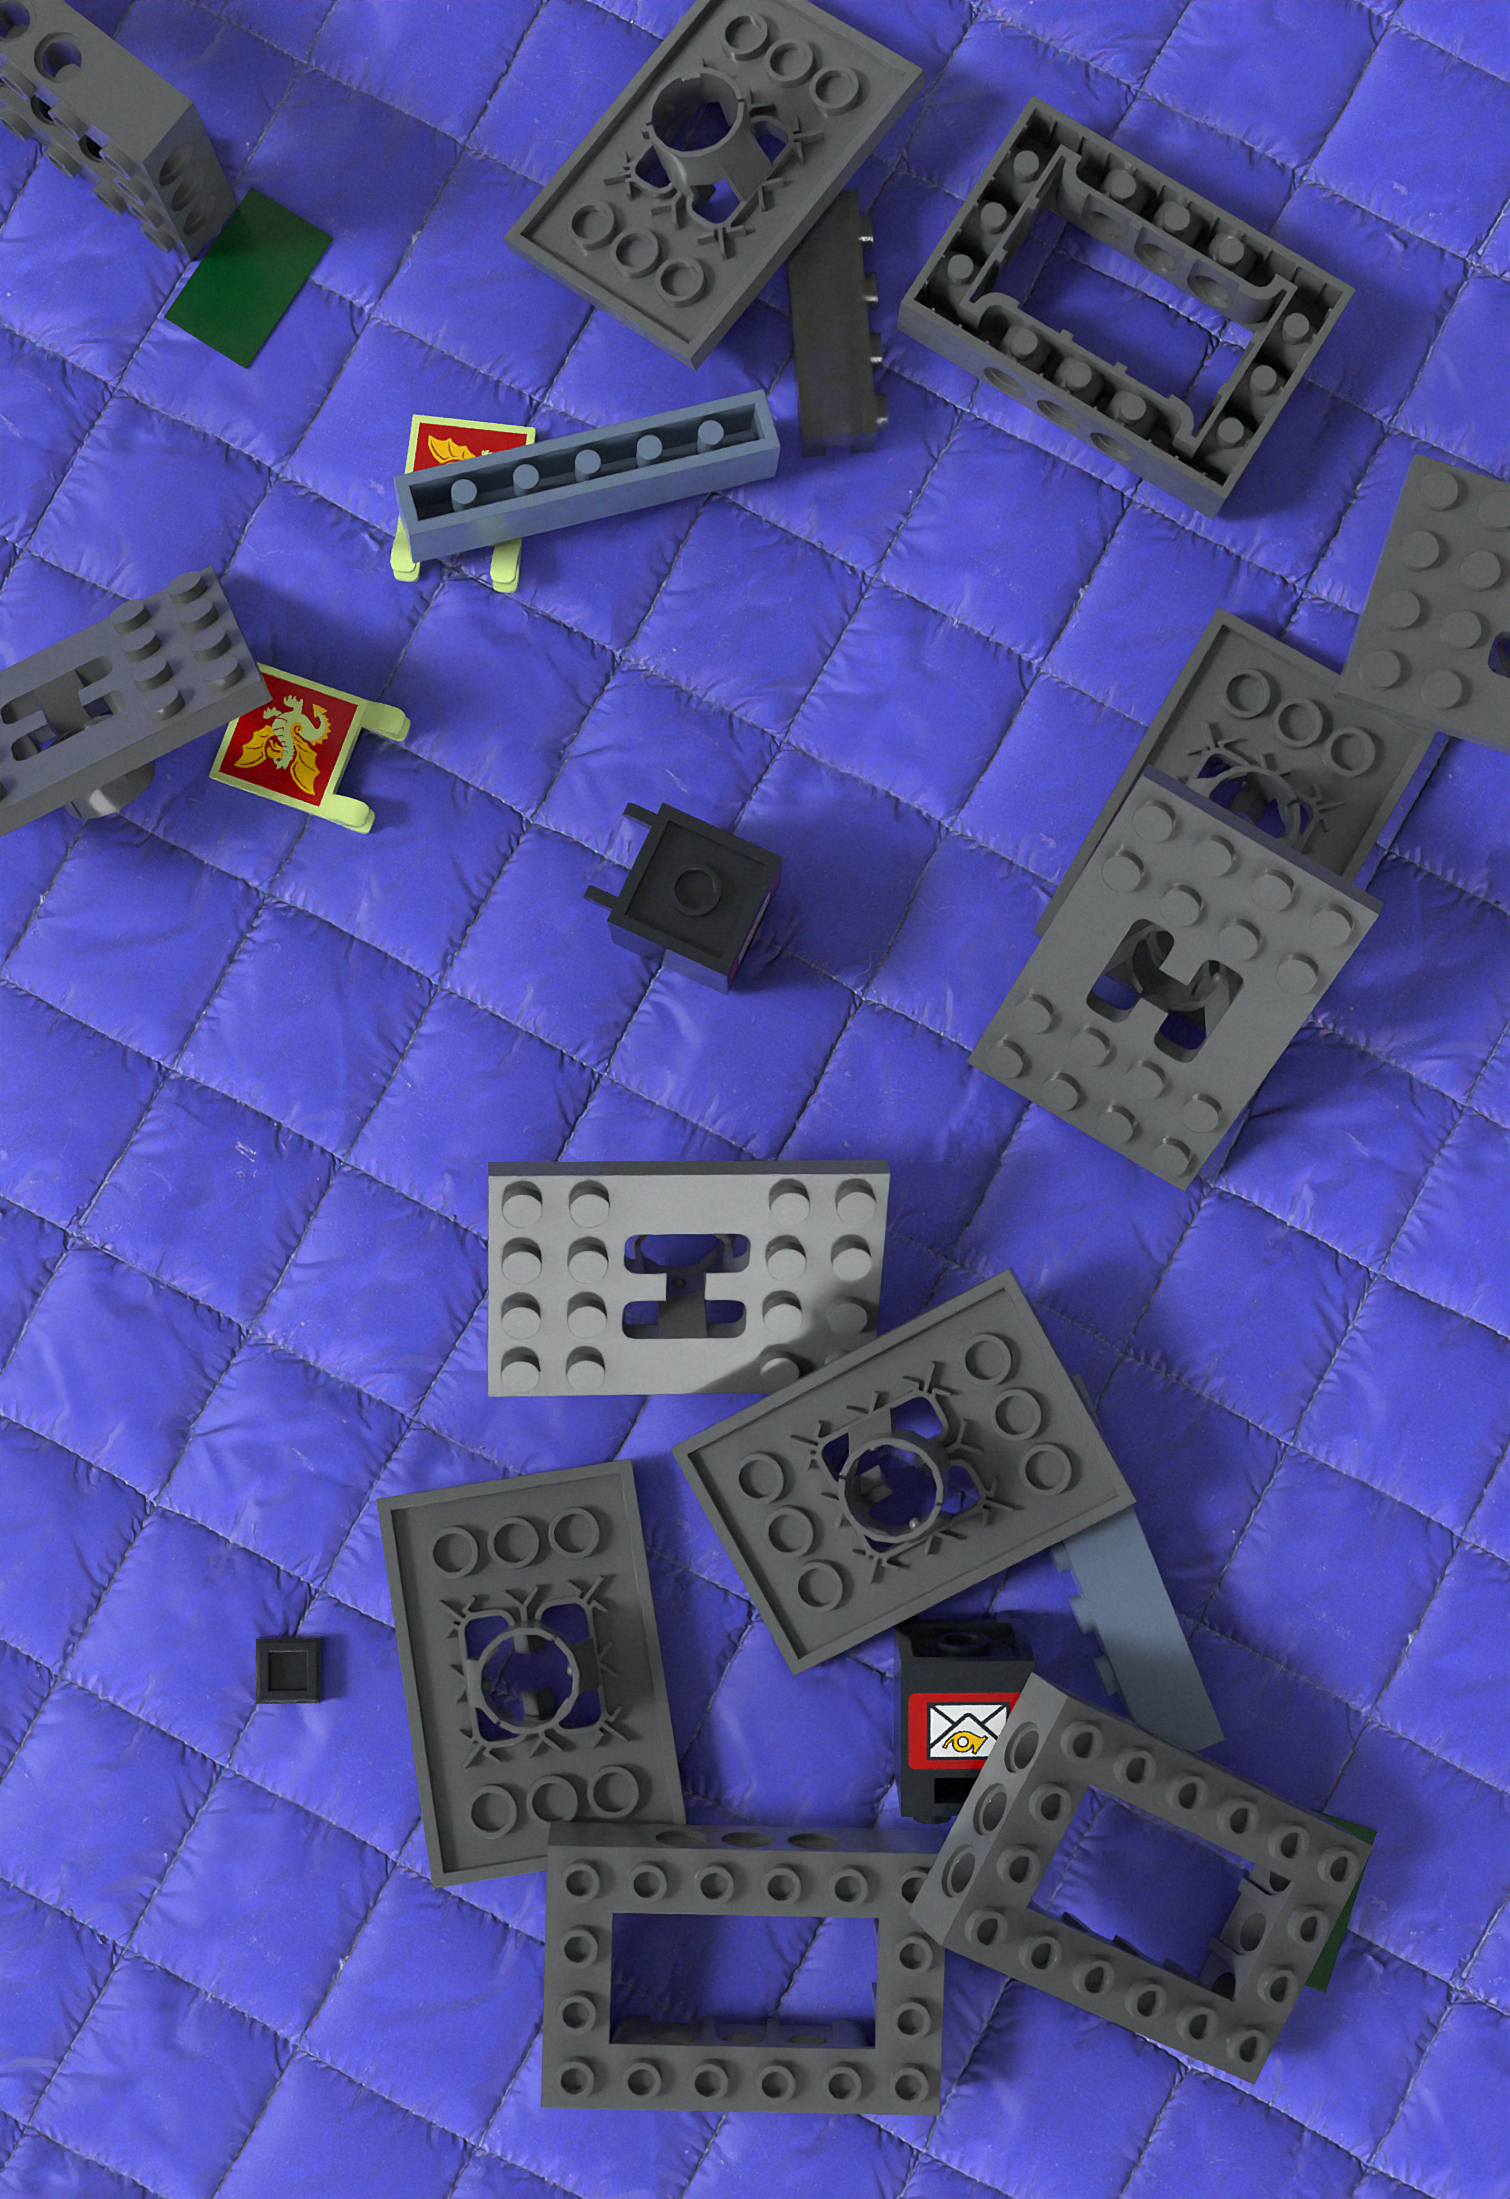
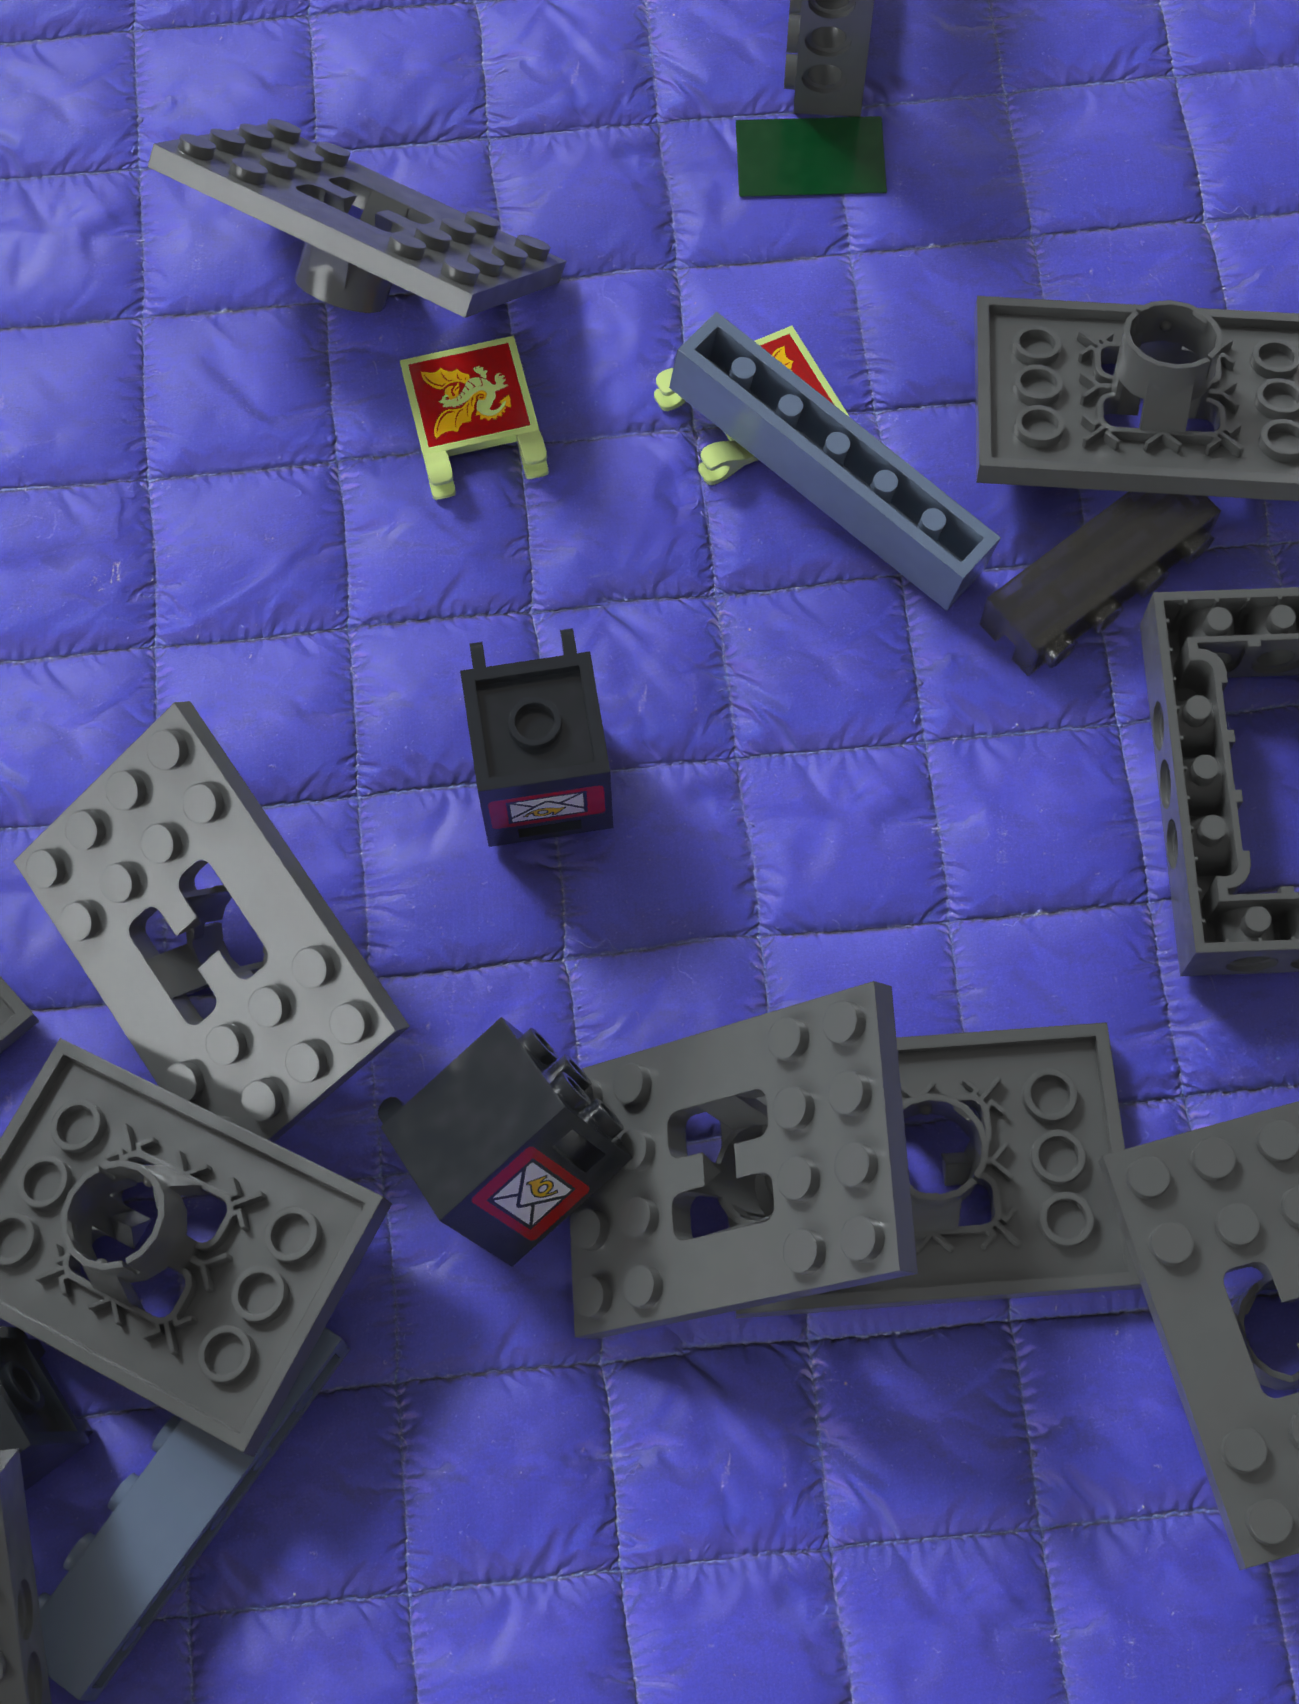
camera: 60 degrees right, 15 degrees down
(1017, 1144) = (506, 1141): none -> black container

